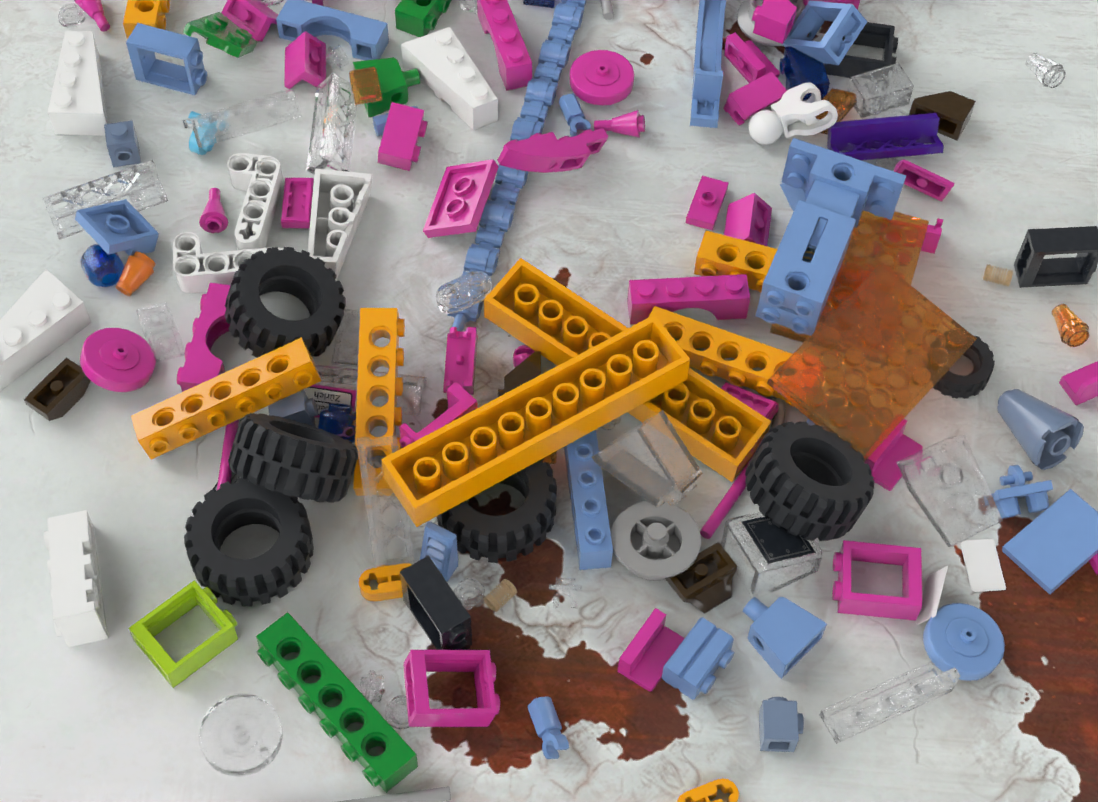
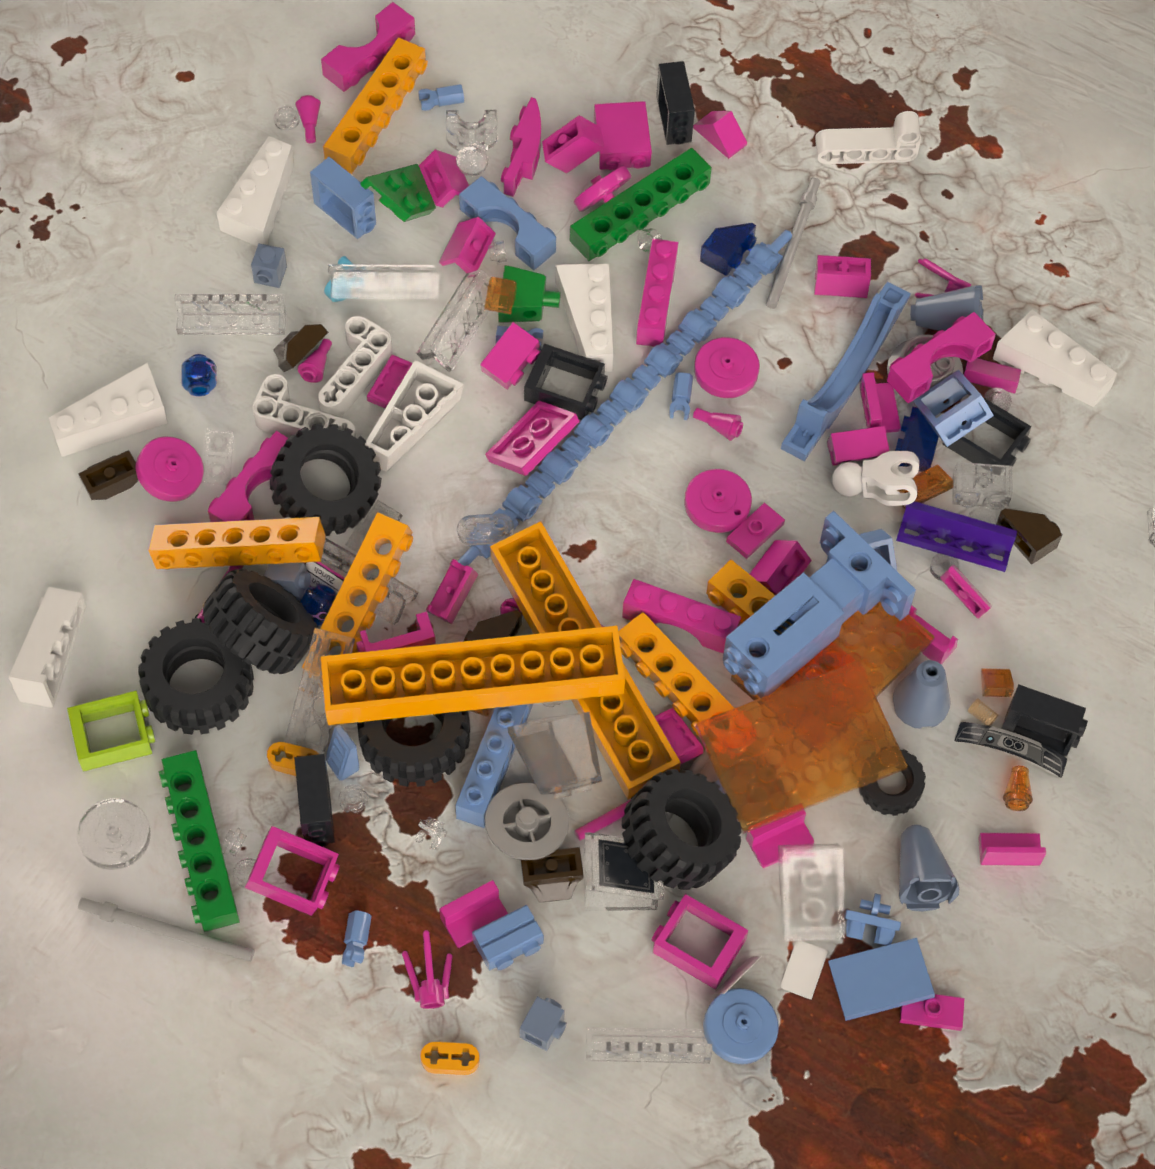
camera: 25 degrees right, 5 degrees up
(118, 228) = (225, 347): medium blue plate -> none
(135, 273) = (222, 394): orange cone -> none
(187, 205) = (298, 345): none -> dark brown slope
(458, 125) = (572, 363): none -> black window
(491, 601) = (368, 816): tan piece -> none
(547, 154) = (627, 425): dark pink slope -> none
(653, 744) = (431, 993): none -> dark pink plant
(660, 189) = (717, 500): none -> dark pink wheel
(782, 632) = (591, 948): medium blue torso -> none
(944, 274) = (923, 696): none -> sand blue cone
(993, 246) = (997, 682): none -> clear orange slope
(1036, 289) = (1012, 744): none -> sticker

